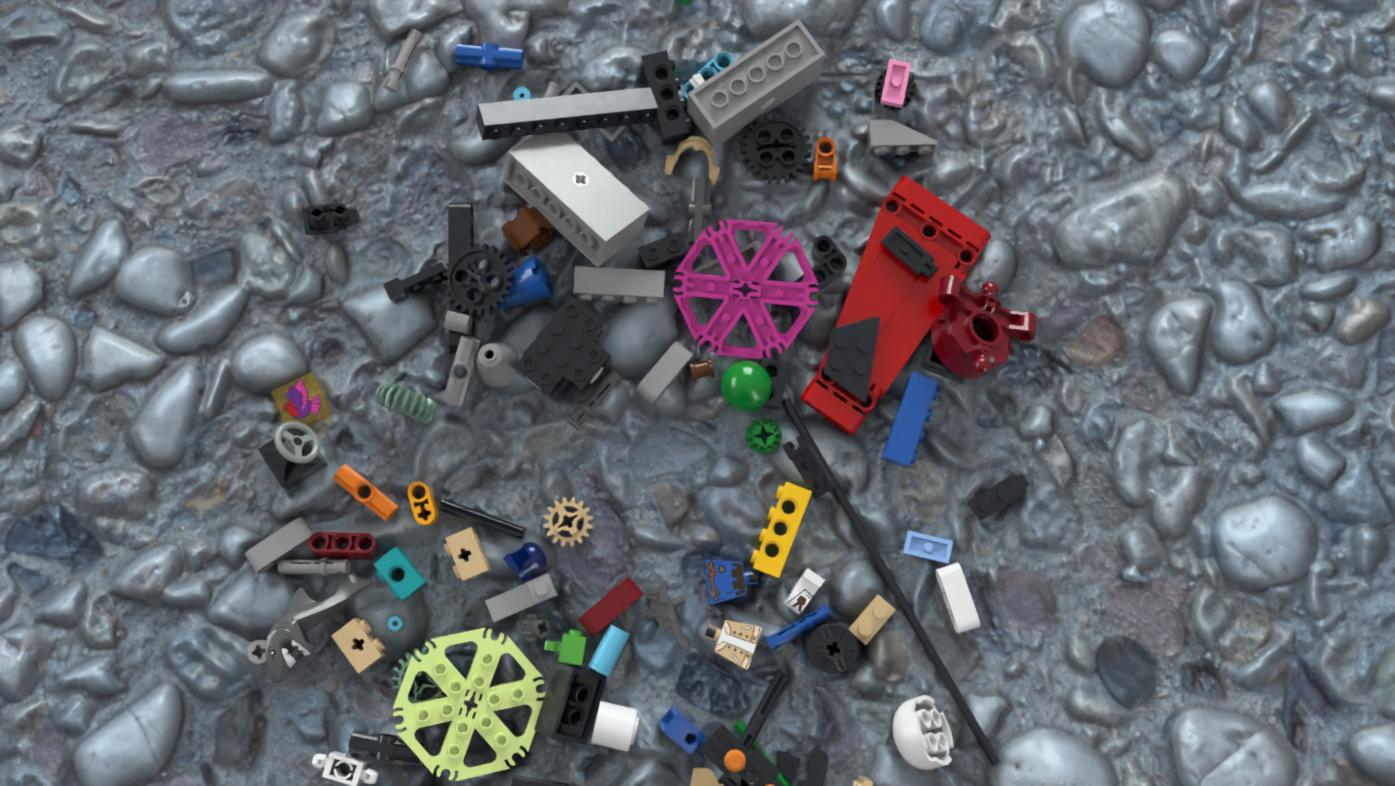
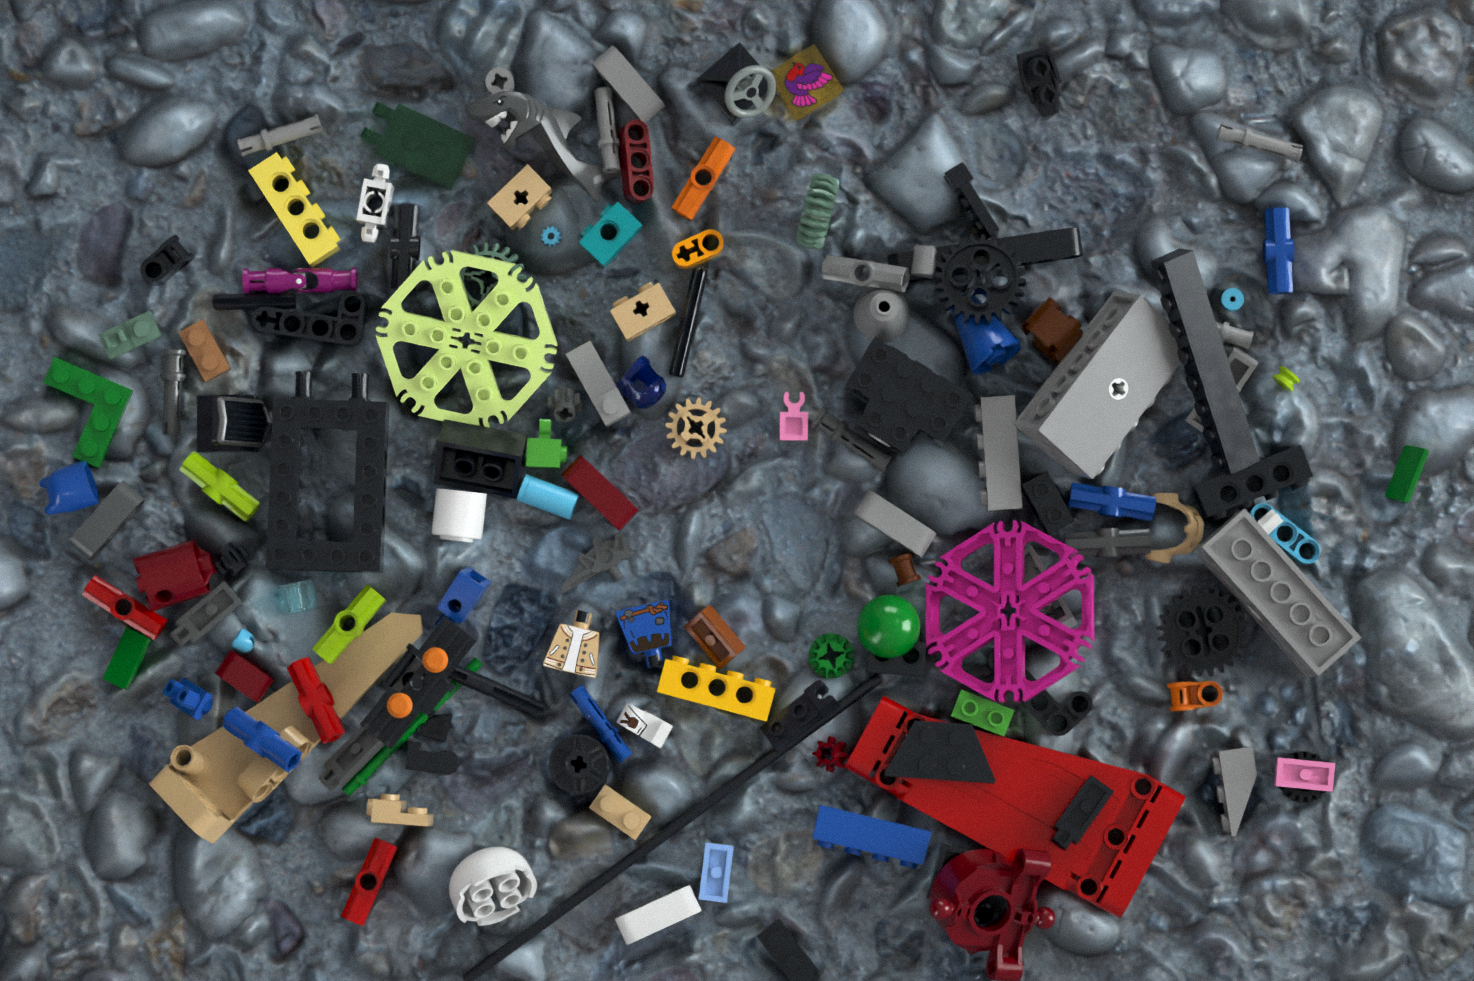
camera: 90 degrees right, 5 degrees up
(302, 725) = (420, 144): none -> clear green tile
(575, 443) = (794, 423): none -> bright pink plate
(589, 63) = (1286, 378): none -> lime bush
(667, 204) = (1112, 501): none -> blue piece
(738, 526) = (714, 636): none -> dark orange slope
(822, 322) = (981, 713): none -> bright green brick
(841, 450) = (838, 754): none -> dark red gear

